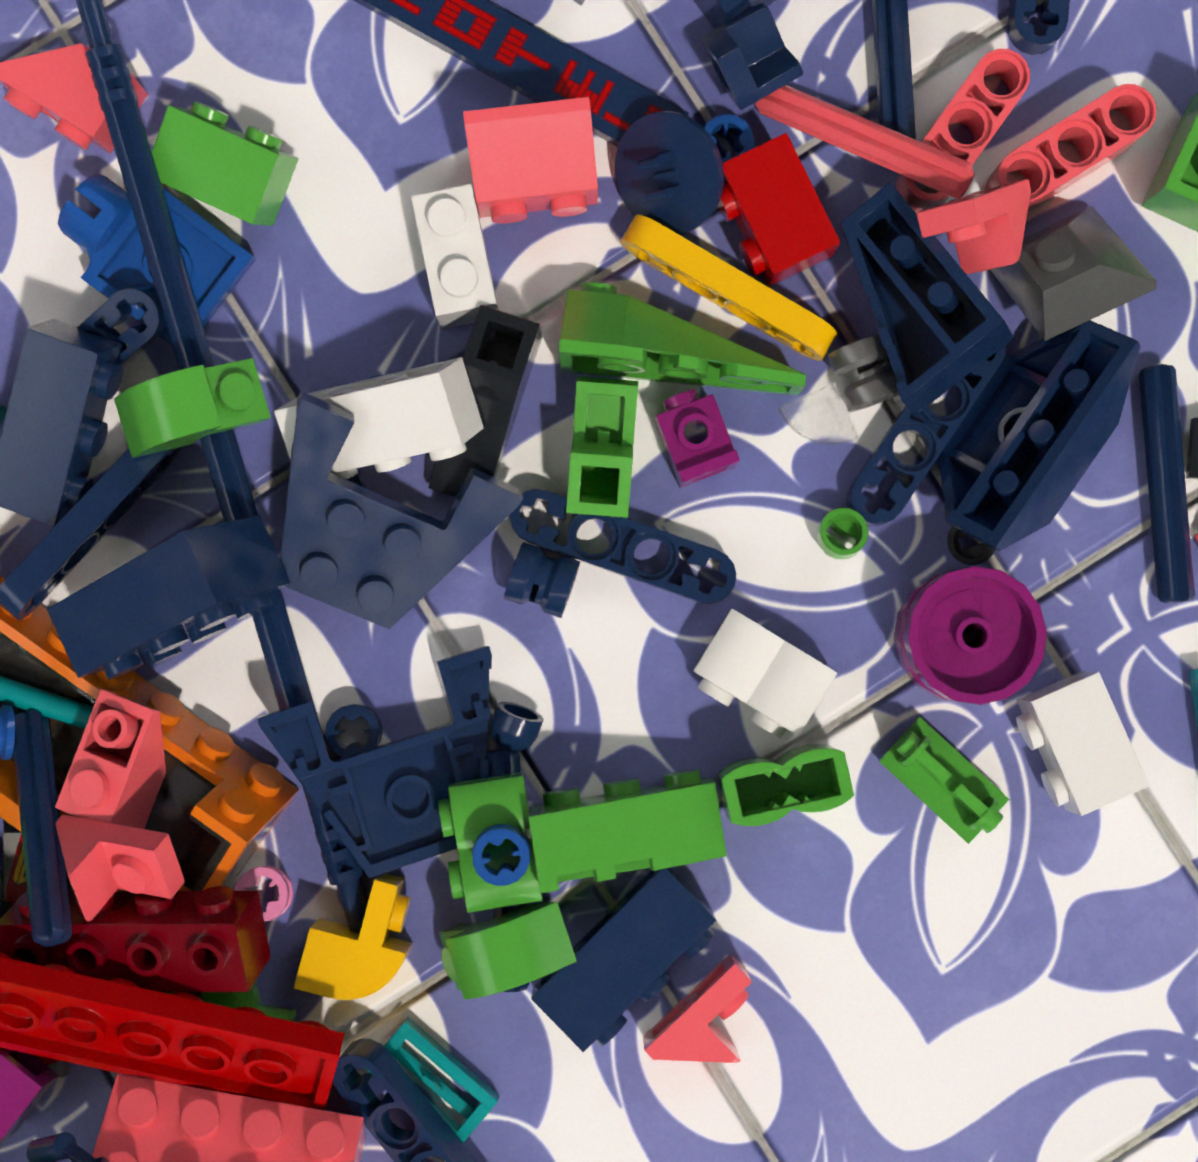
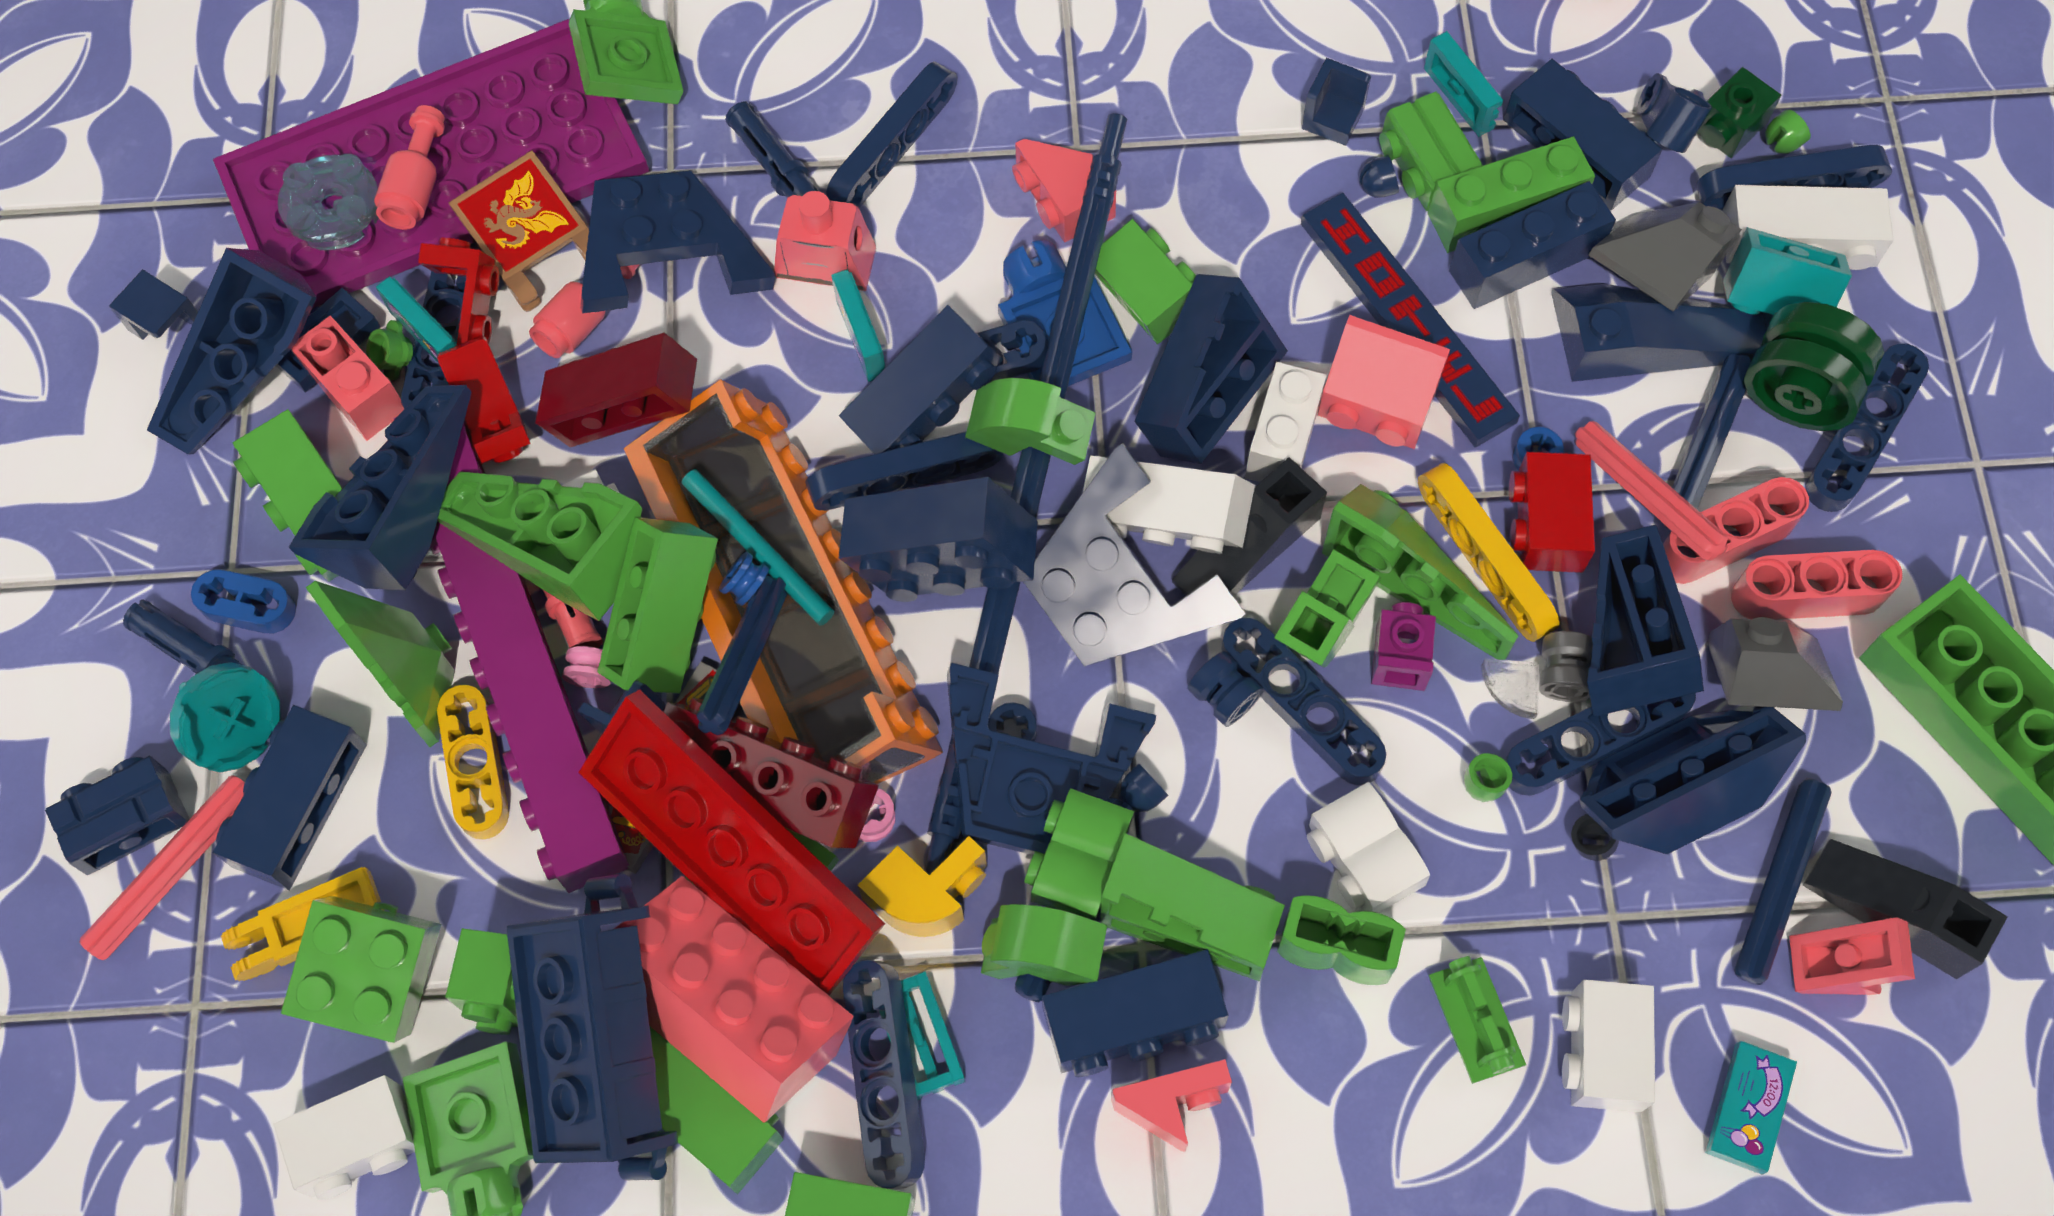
camera: 30 degrees right, 20 degrees down
(115, 857) = (790, 701): coral slope -> none
(116, 764) = (824, 644): coral slope -> none
(343, 239) = (1208, 369): none -> dark blue wedge
(506, 873) = (1091, 836): blue bush -> none
(669, 171) = (1485, 443): dark blue piece -> none
(751, 56) = (1588, 395): dark blue panel -> none
(983, 225) = (1717, 583): coral slope -> none
(1006, 628) = (1587, 897): magenta wheel -> none

